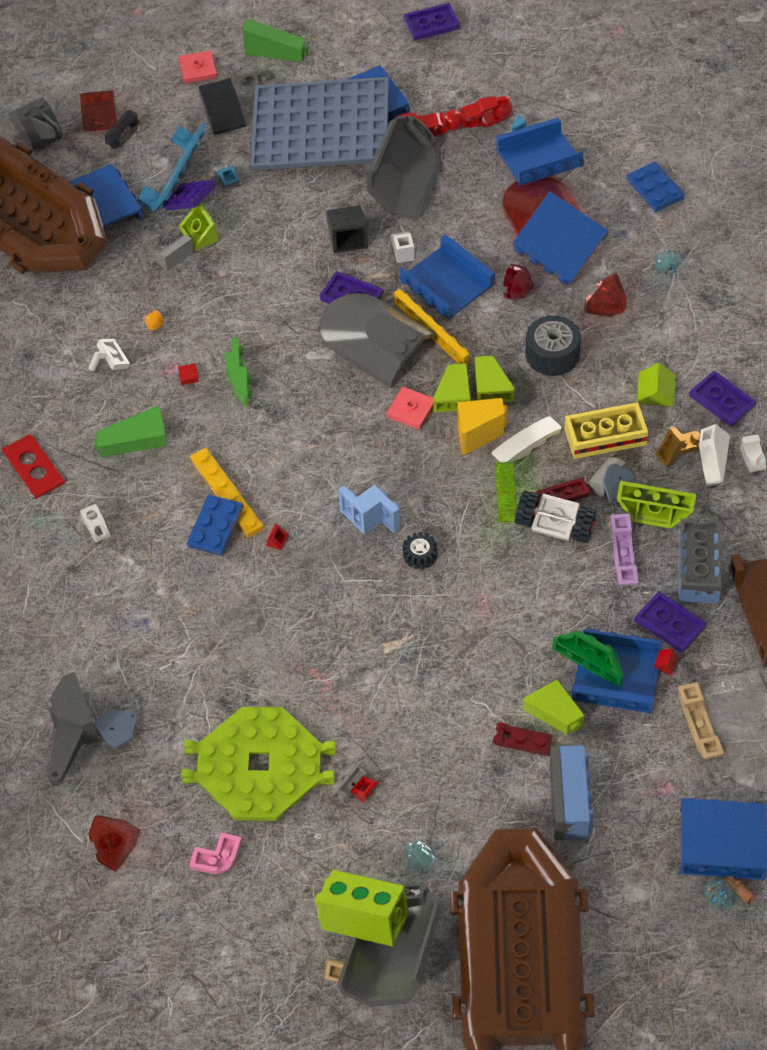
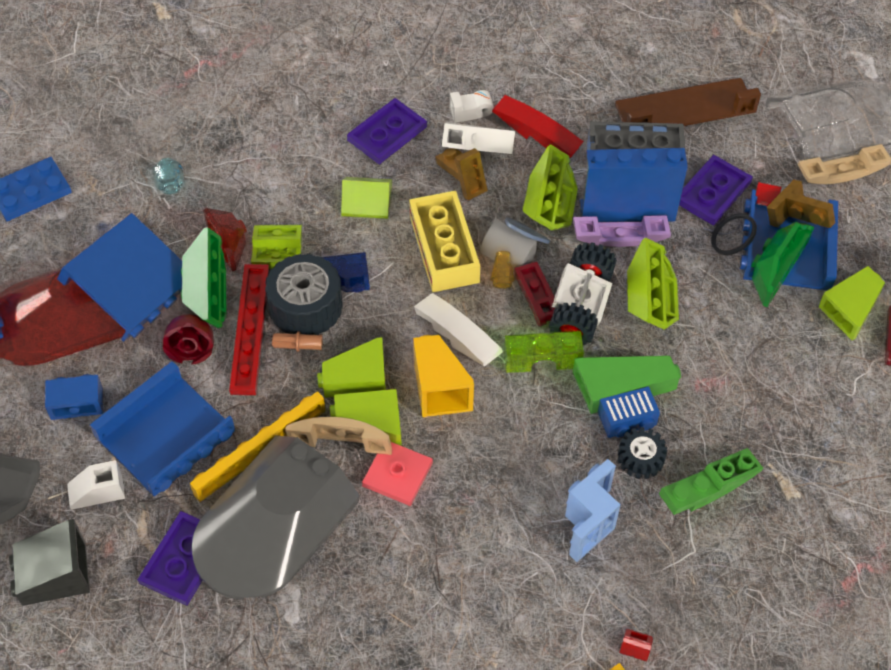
camera: 95 degrees left, 0 degrees up
(391, 588) = (712, 483): none -> bright green slope
(433, 382) = (342, 430): none -> tan slope
(453, 543) = (628, 411): none -> blue brick
(472, 227) = (73, 397): none -> blue brick
(479, 538) = (617, 375): none -> bright green slope
(518, 348) = (297, 341): none -> nougat axle
(520, 318) = (249, 330): none -> red plate
(558, 286) = (205, 278): none -> wedge
(561, 567) = (652, 286): none -> lime wedge
(578, 374) = (352, 271): none -> clear blue slope
(580, 469) = (502, 271): none -> clear yellow cone
(604, 333) = (275, 243): none -> lime slope
(622, 621) = (725, 221): none -> black piece
(646, 669) = (794, 204): none -> pearl gold bracket
(650, 542) = (633, 184): none -> blue panel
(733, 496) = (536, 124): none -> red slope

